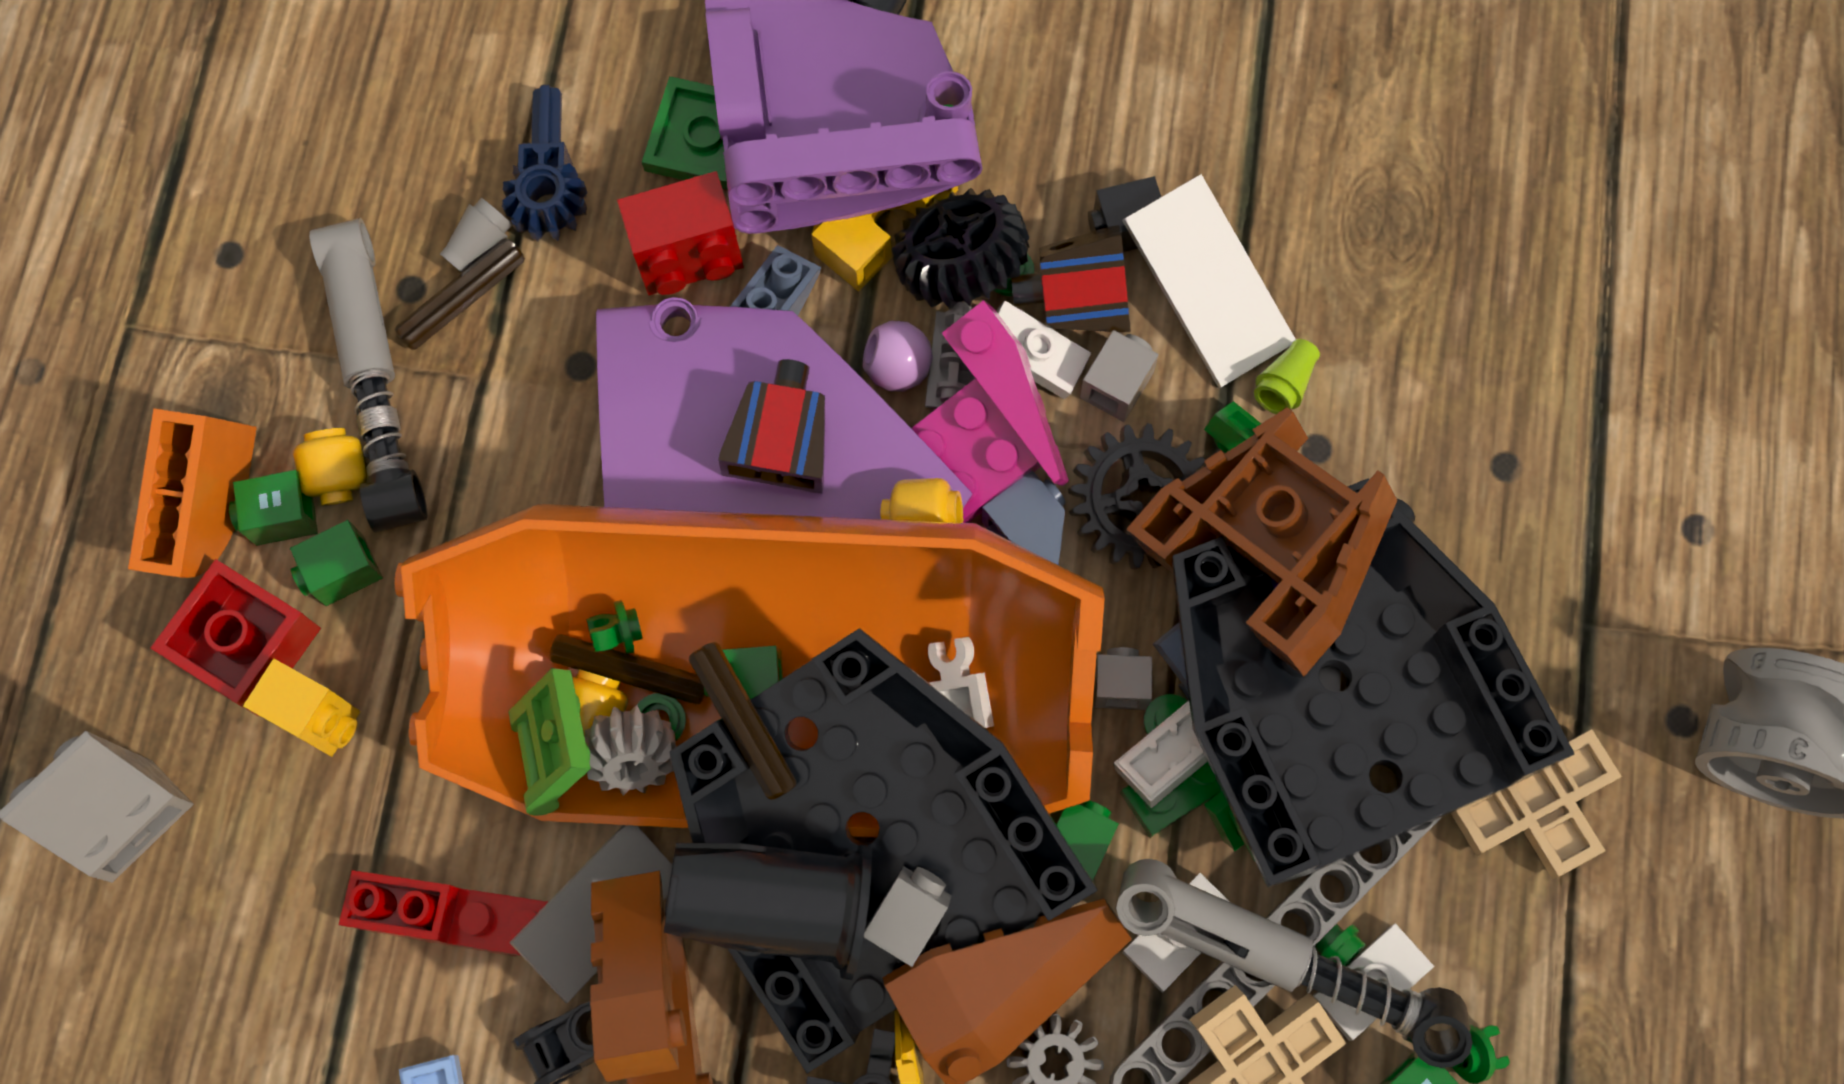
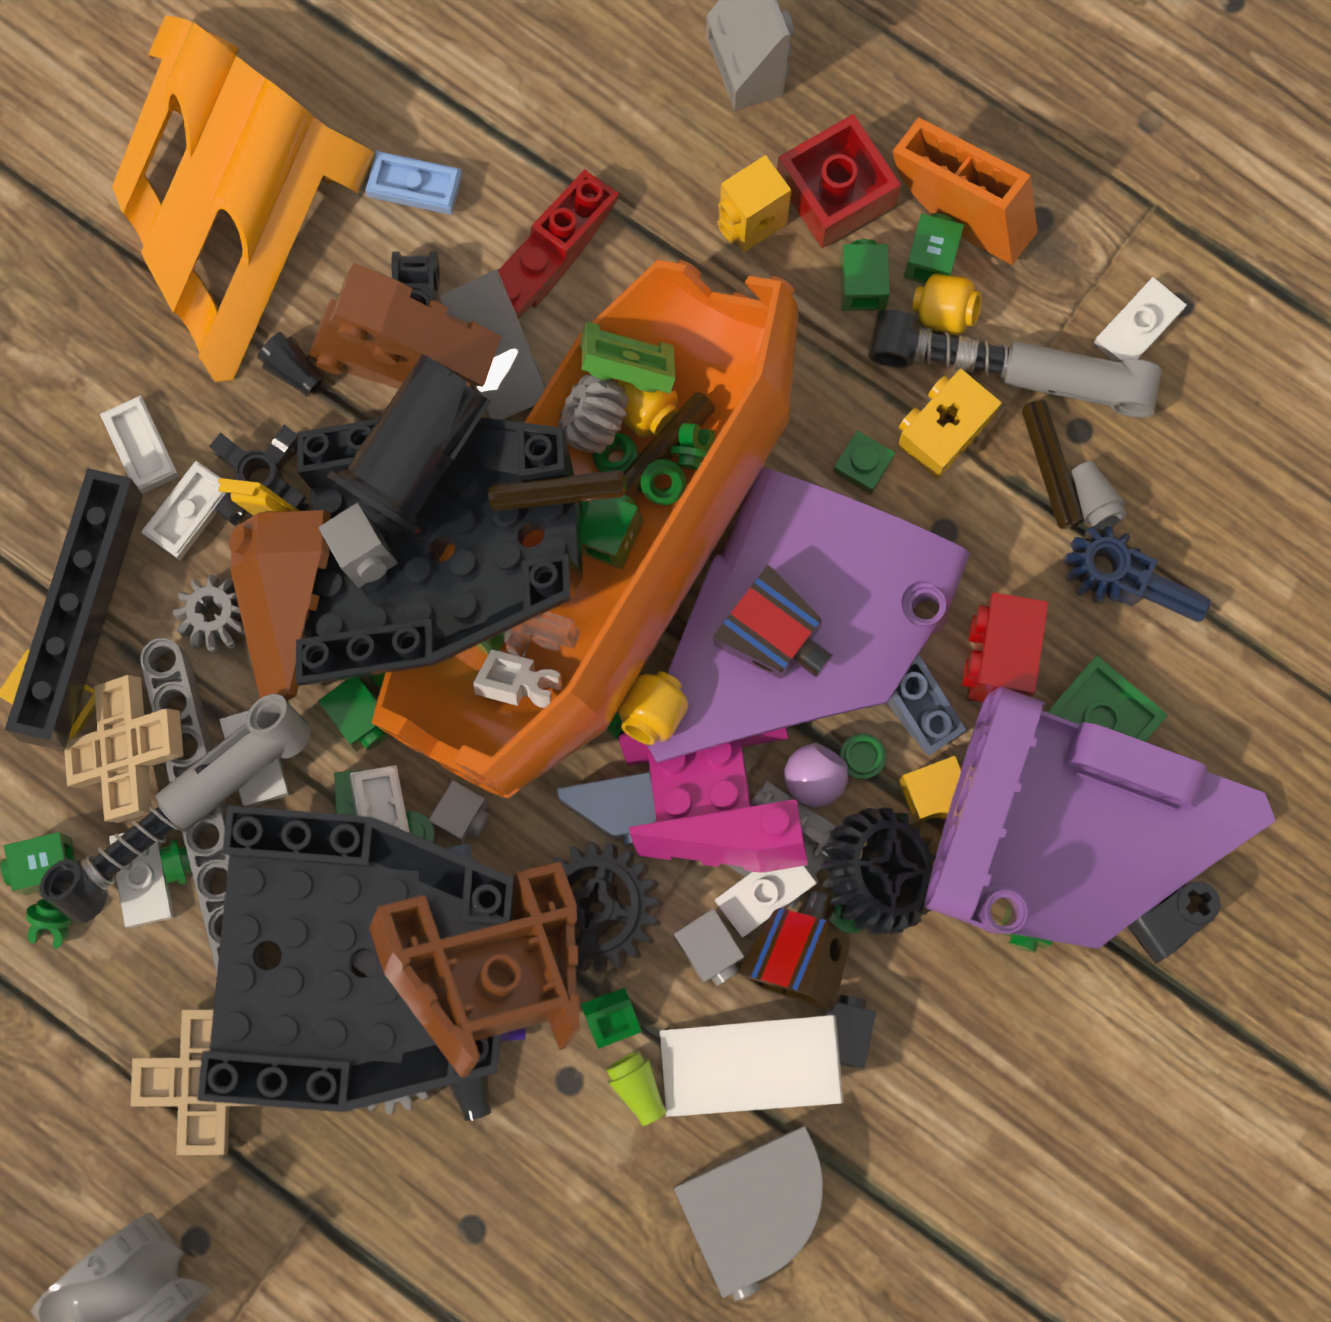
camera: 115 degrees right, 5 degrees up
(268, 279) = (1140, 322): none -> white plate
(444, 387) = (938, 446): none -> yellow brick
(543, 472) = (864, 462): none -> green plate
(677, 637) = (667, 495): none -> green plate
(850, 329) = (863, 756): none -> green plate
(1333, 217) = (755, 1210): none -> light grey brick

